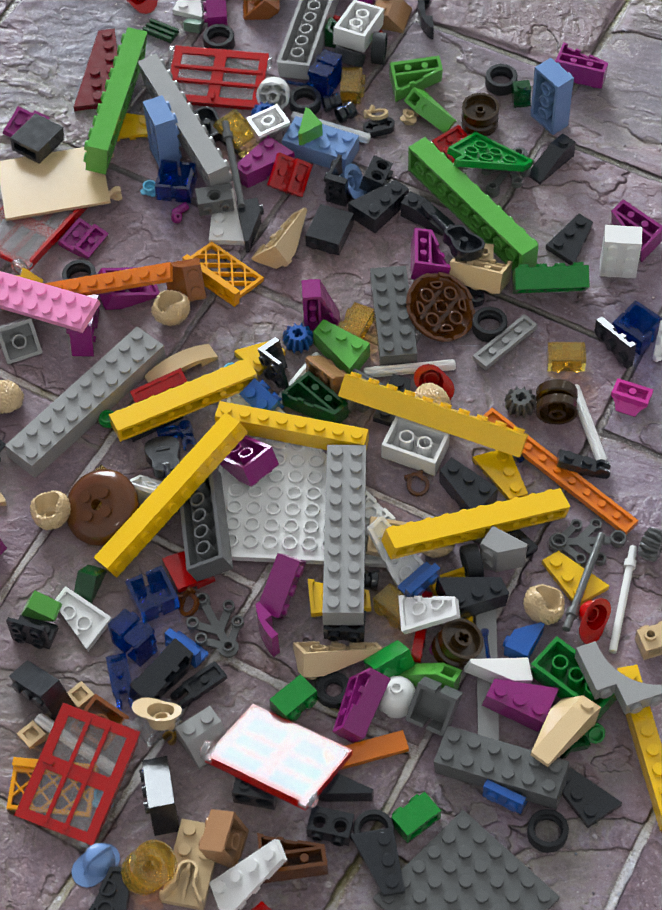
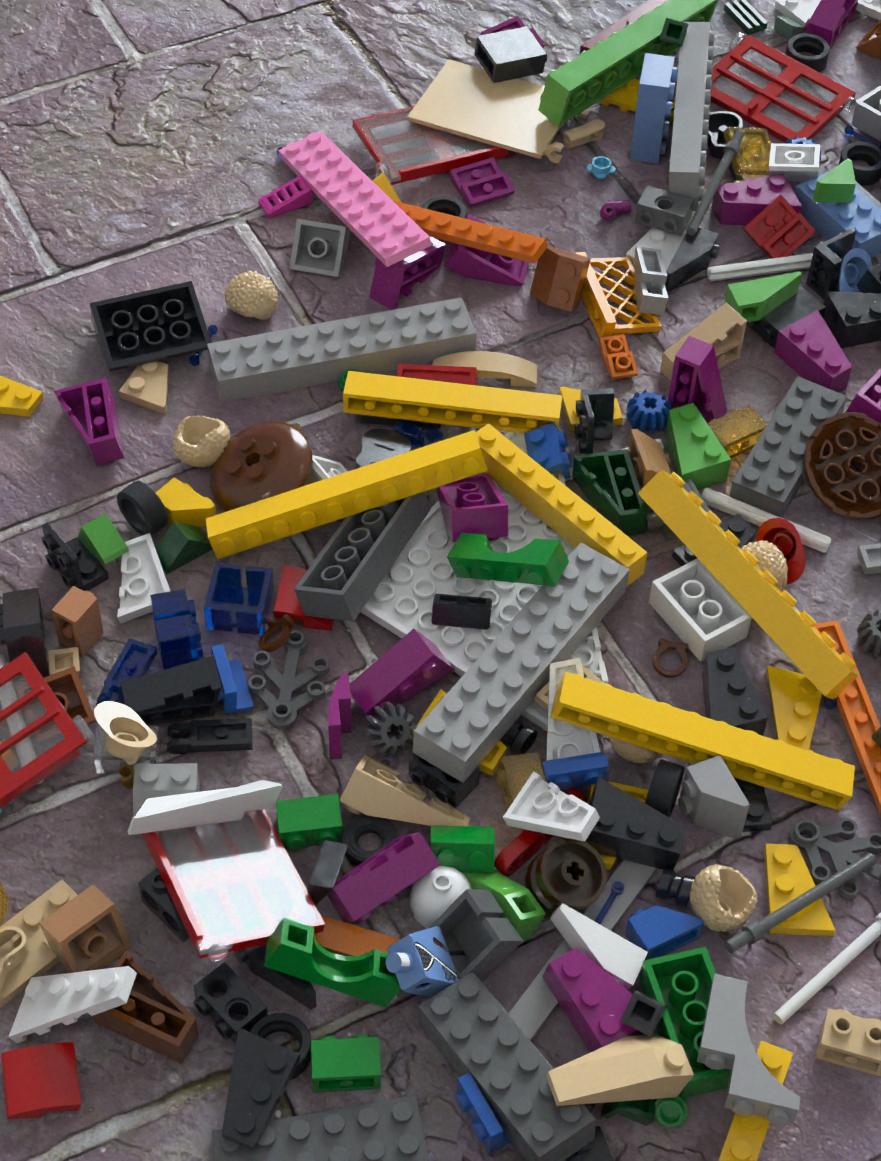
camera: 30 degrees right, 5 degrees down
(50, 573) = (142, 508): none -> black tyre
(69, 665) = (78, 620): none -> nougat brick
(70, 558) = (185, 504): none -> yellow slope
(122, 170) = (583, 134): none -> tan bar
(140, 73) = (674, 32): none -> dark green slope
(160, 795) = (54, 832): wedge -> none
(170, 307) = (519, 300): tan hair -> none
(171, 185) = (627, 170): clear blue piece -> none
(236, 726) = (203, 807): none -> white wedge
(238, 251) = (650, 281): none -> light grey slope
(252, 312) = (617, 357): none -> orange slope
(274, 91) = (830, 132): white cylinder -> none
(282, 243) = (699, 304): tan wedge -> none
(285, 525) = (461, 611): none -> black slope
(295, 204) = (759, 267): none -> white axle
(298, 618) = (401, 726): none -> dark grey gear
(305, 267) = (721, 329): none -> tan wedge
(312, 231) = (761, 296): none -> bright green slope
(315, 473) = (536, 563): none -> green arch
(327, 720) = (326, 870): none -> black slope
(366, 246) = (814, 352): none -> magenta wedge
(393, 764) = (297, 953): none -> green arch
(419, 737) = (422, 963): none -> medium blue torso
(514, 613) = (673, 886): none -> black wheel
(552, 691) = (643, 1013): none -> black slope
(593, 618) = (777, 960): red piece -> none

